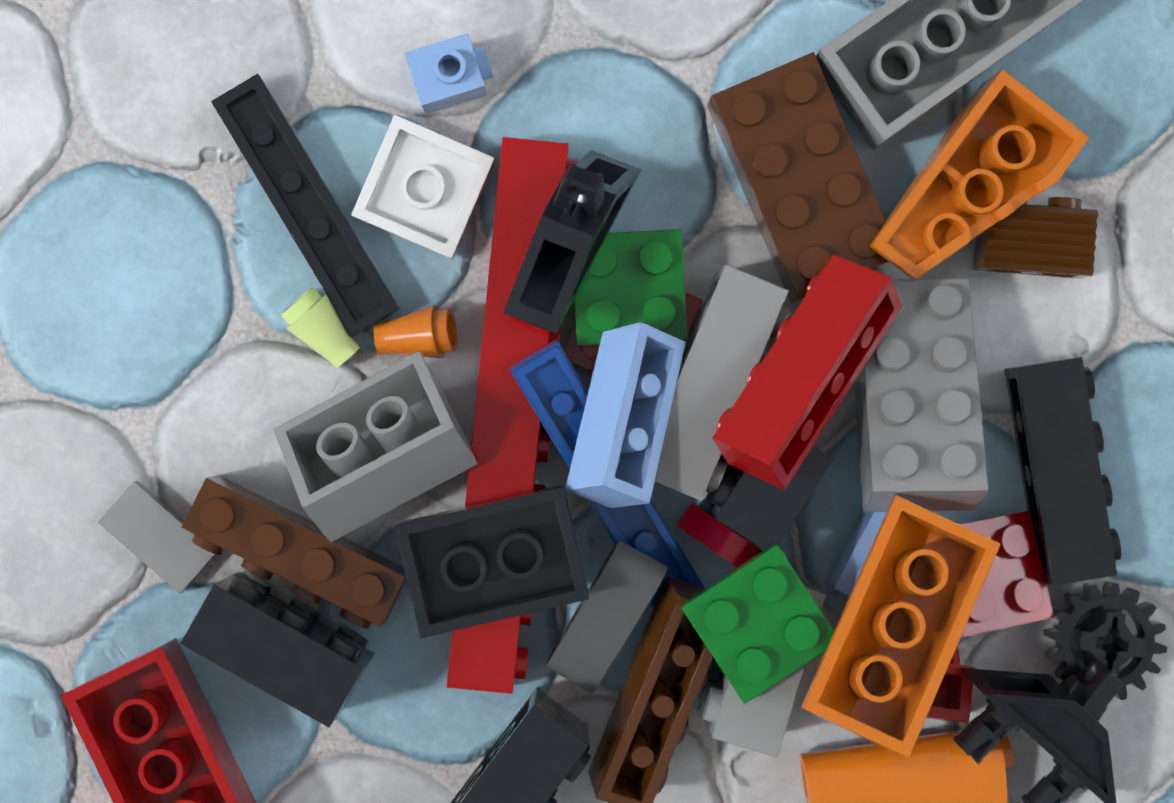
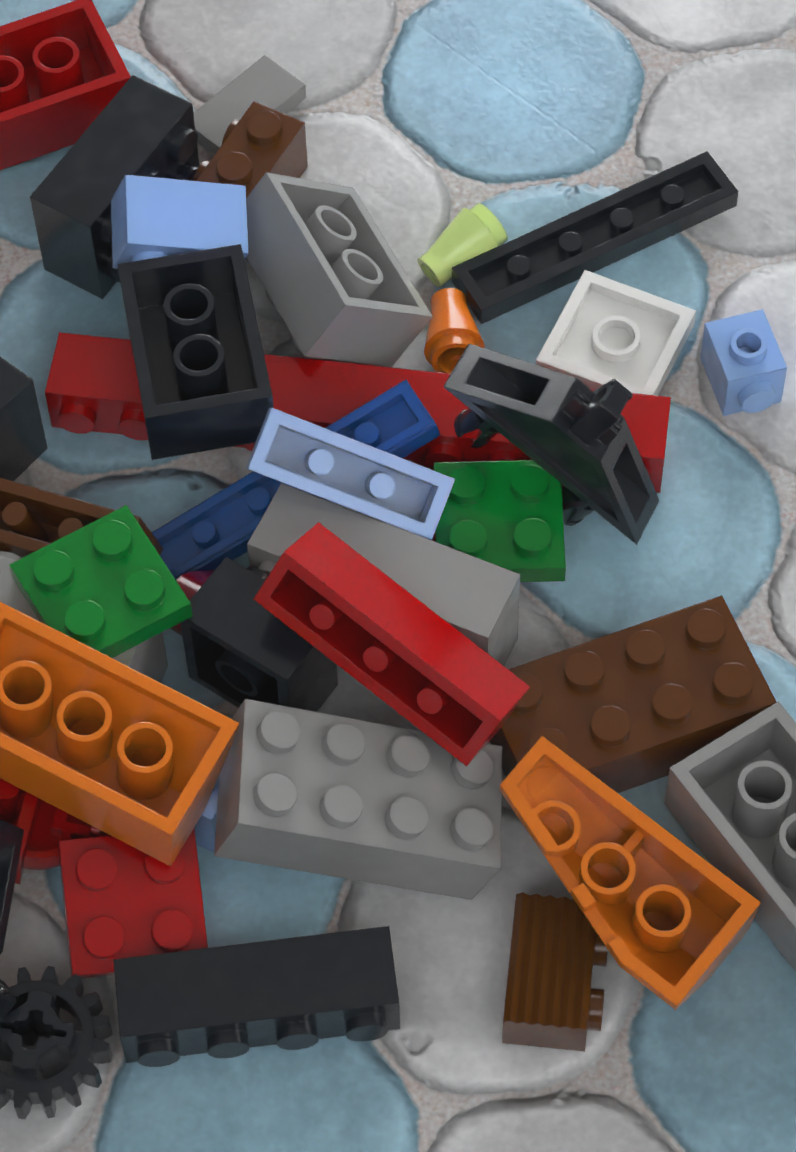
camera: 90 degrees right, 30 degrees down
(364, 585) = (175, 217): none -> light blue brick
(608, 616) = (114, 476): dark grey beam -> none

